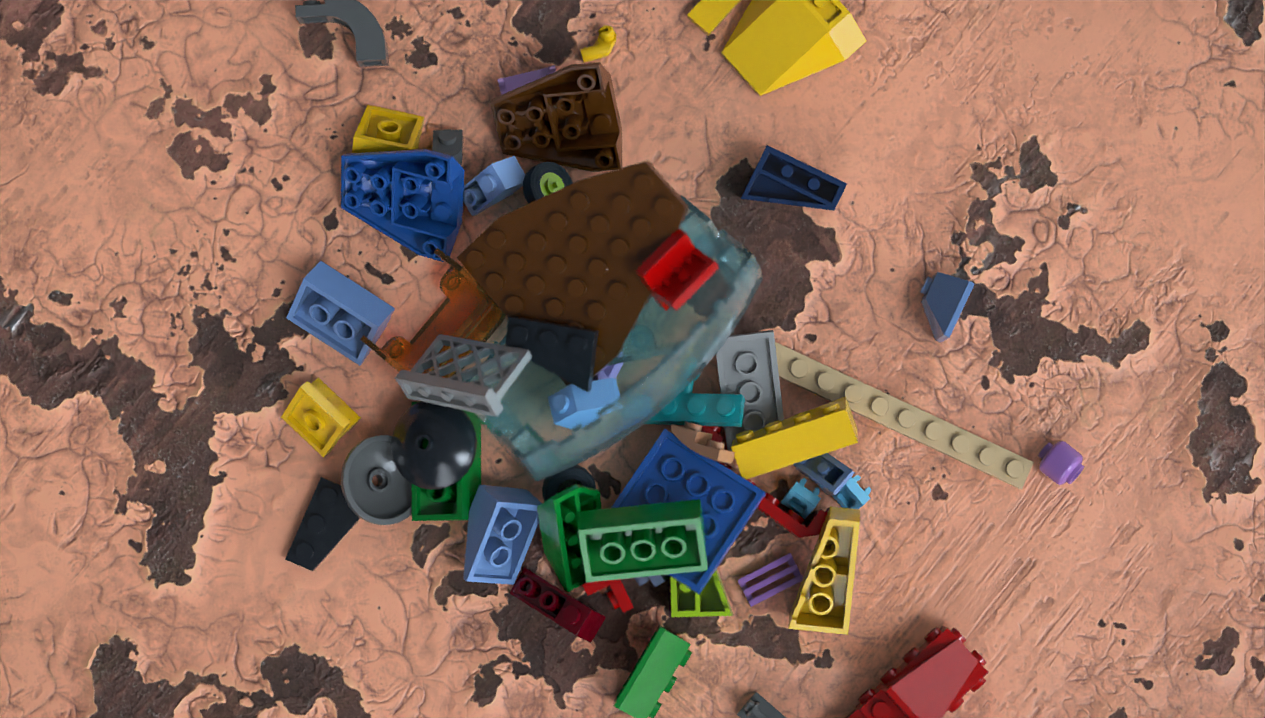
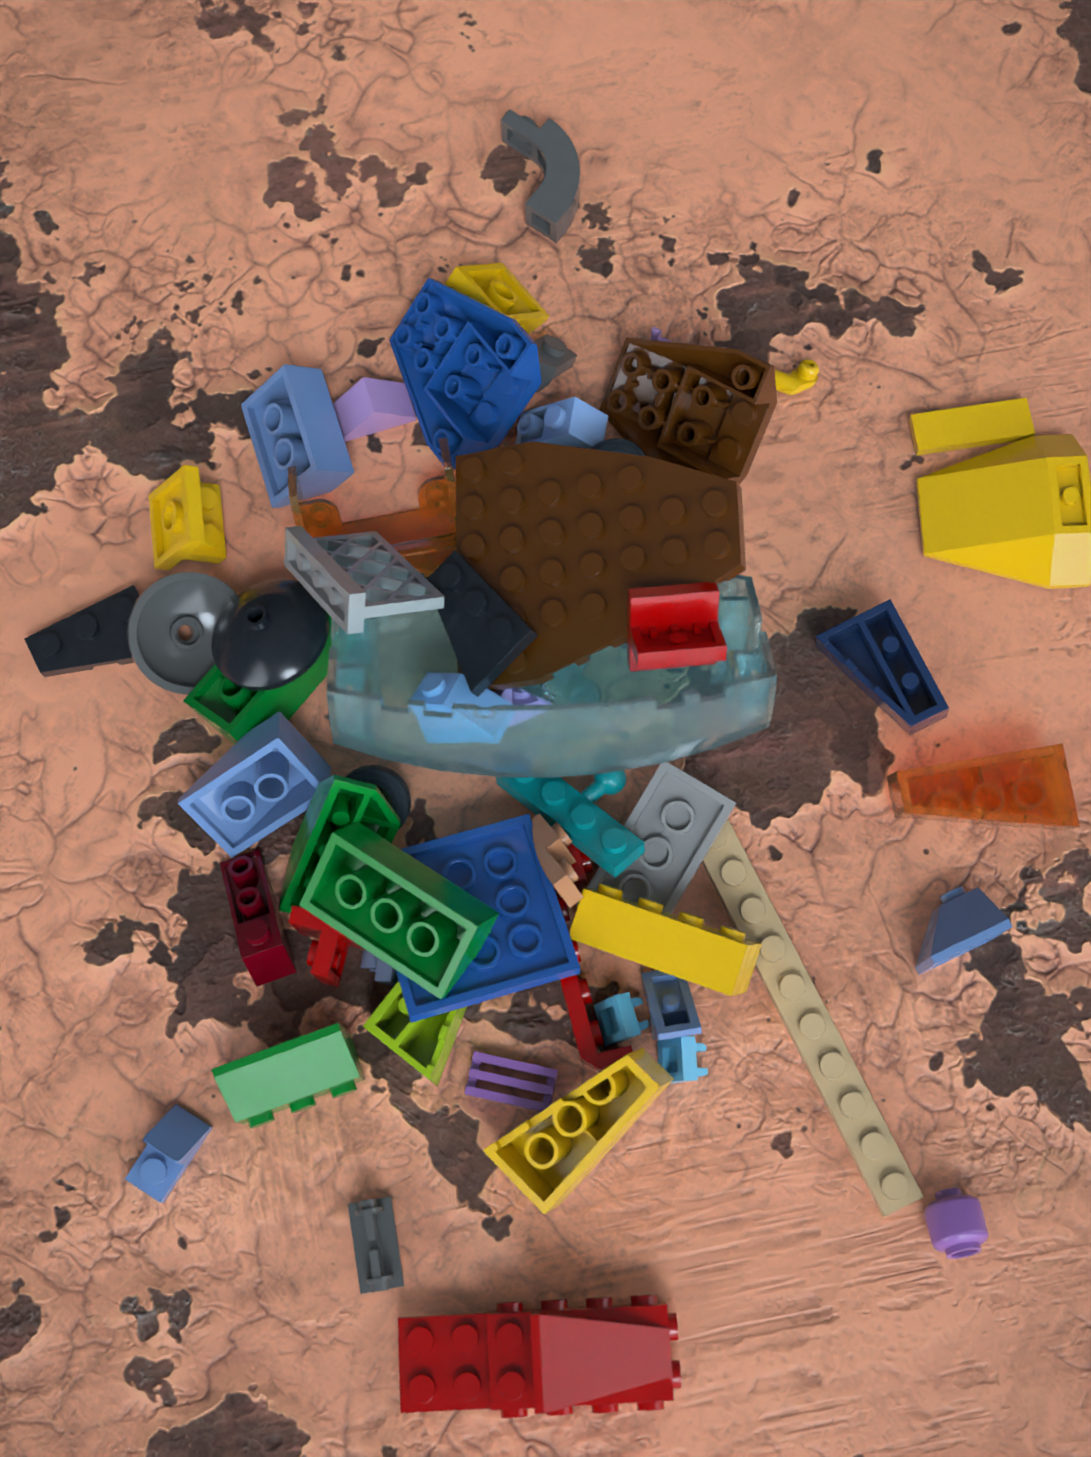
camera: 50 degrees right, 10 degrees down
(369, 258) = (373, 407): none -> lavender slope
(907, 205) = (1001, 789): none -> clear orange wedge

